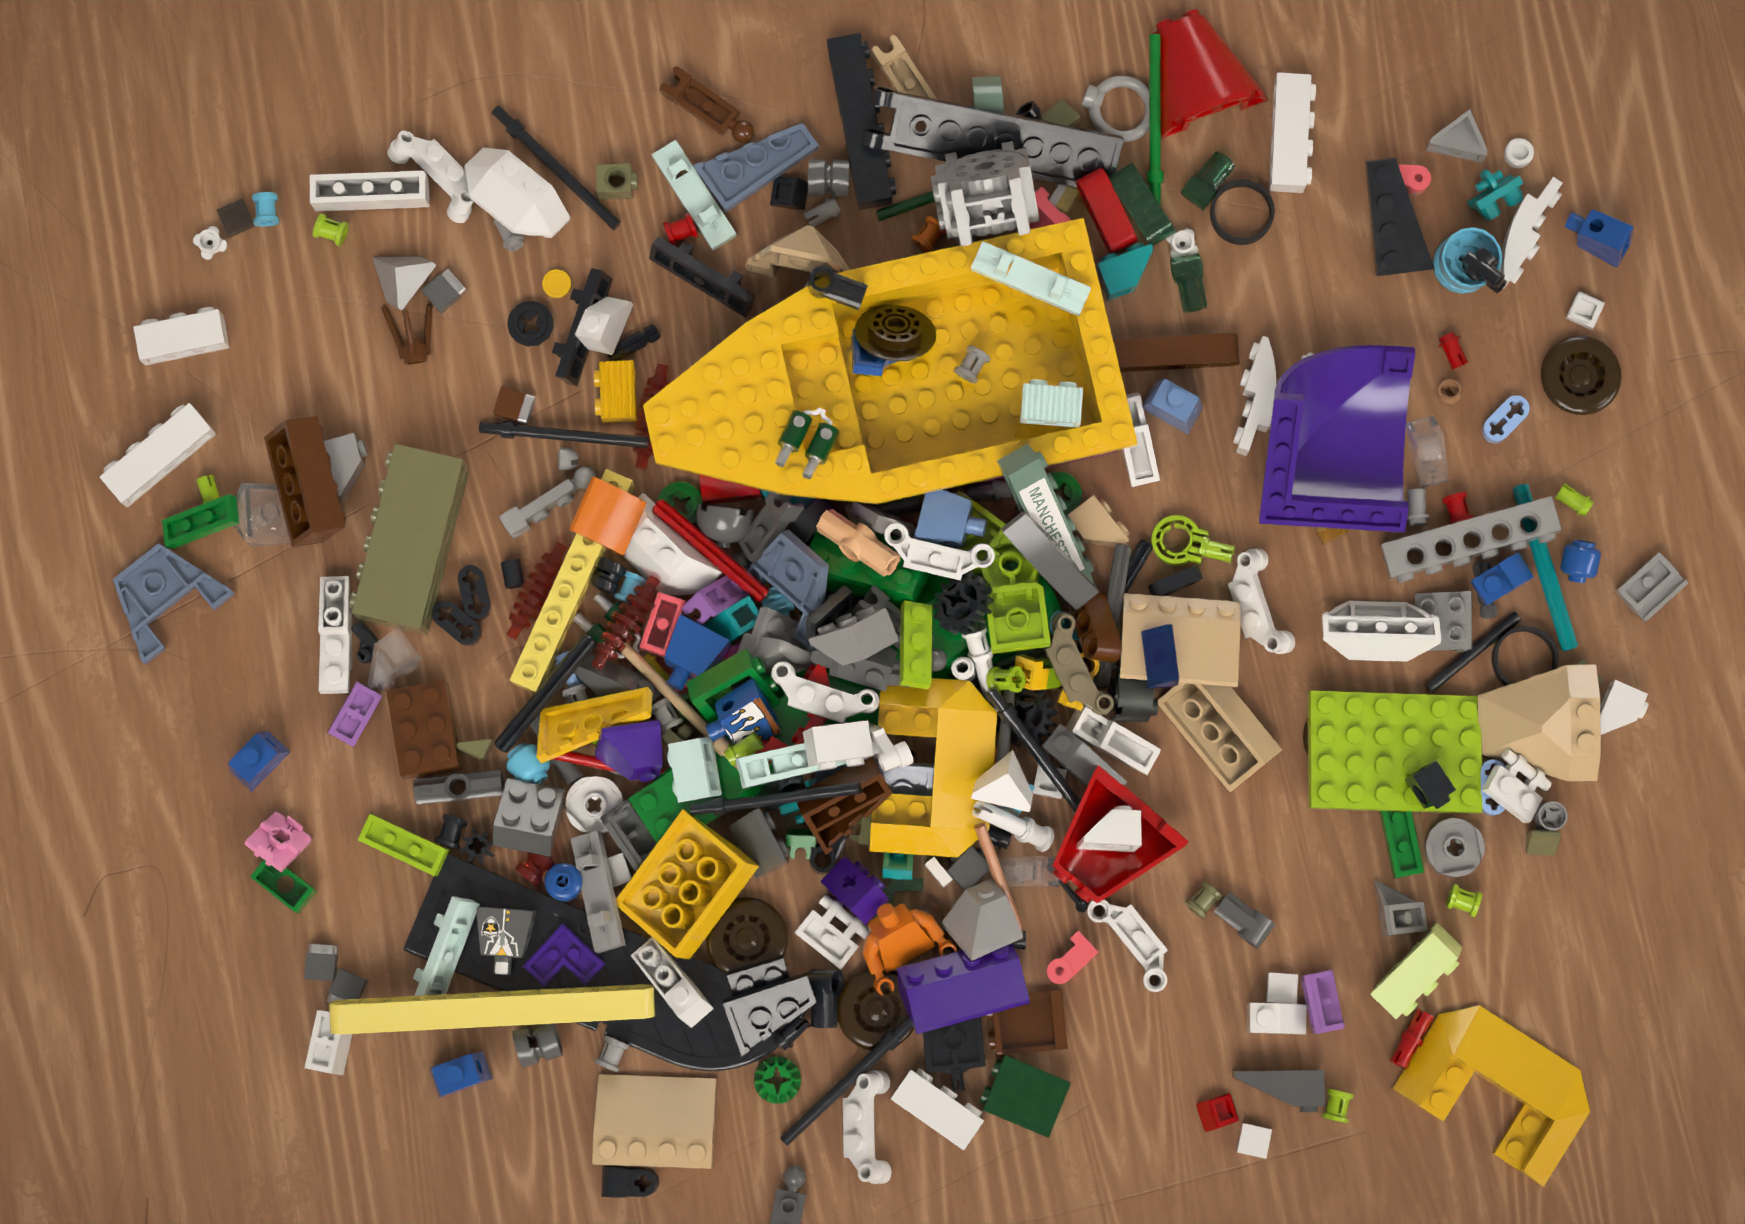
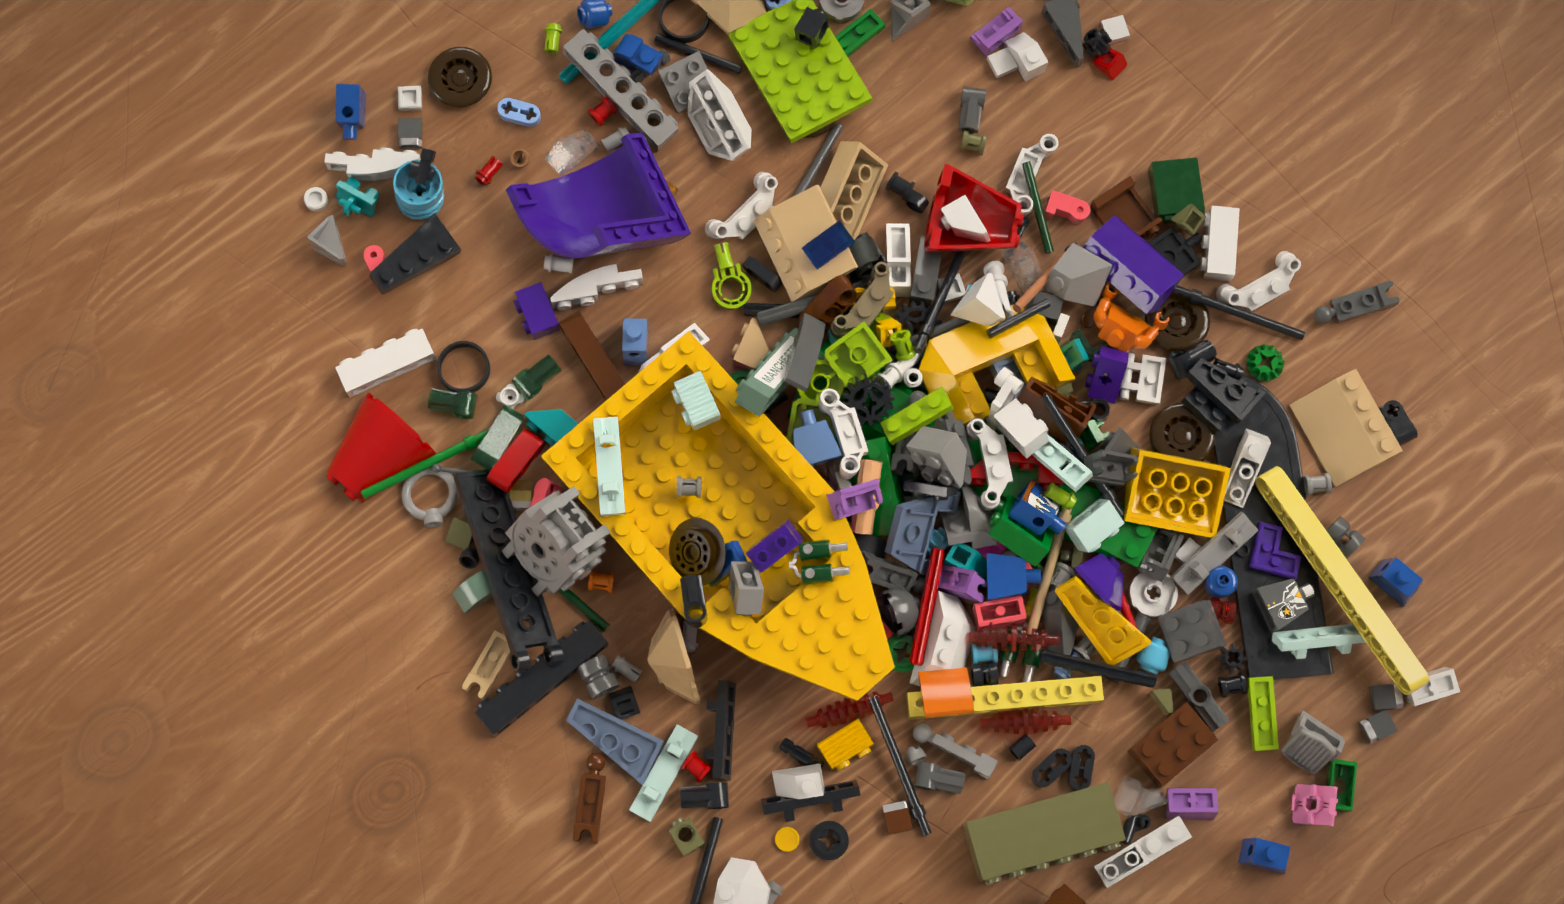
camera: 125 degrees left, 5 degrees down
(343, 880) = (1312, 744): none -> light grey piece
(533, 463) = (932, 777): none -> dark grey piece
(642, 229) = (710, 796): none -> black piece
(744, 819) = (1111, 467): none -> dark grey hinge
(823, 351) = (745, 588): none -> light grey brick
(851, 405) = (774, 546): none -> dark purple brick
(856, 517) = (854, 499): none -> medium lavender hinge
(967, 821) = (1018, 318): none -> black bar
(981, 1086) = (1189, 219): none -> olive slope
(1089, 927) = (1037, 206): none -> dark green bar
(1144, 126) = (437, 468): none -> dark grey hinge
(1190, 792) = (902, 187): none -> black connector
(1247, 1107) = (1097, 42): none -> black gear
(1263, 318) = (536, 310): none -> dark purple brick
(1273, 715) = (821, 156): none -> dark grey bar
(1543, 290) = (410, 133): none -> dark grey piece

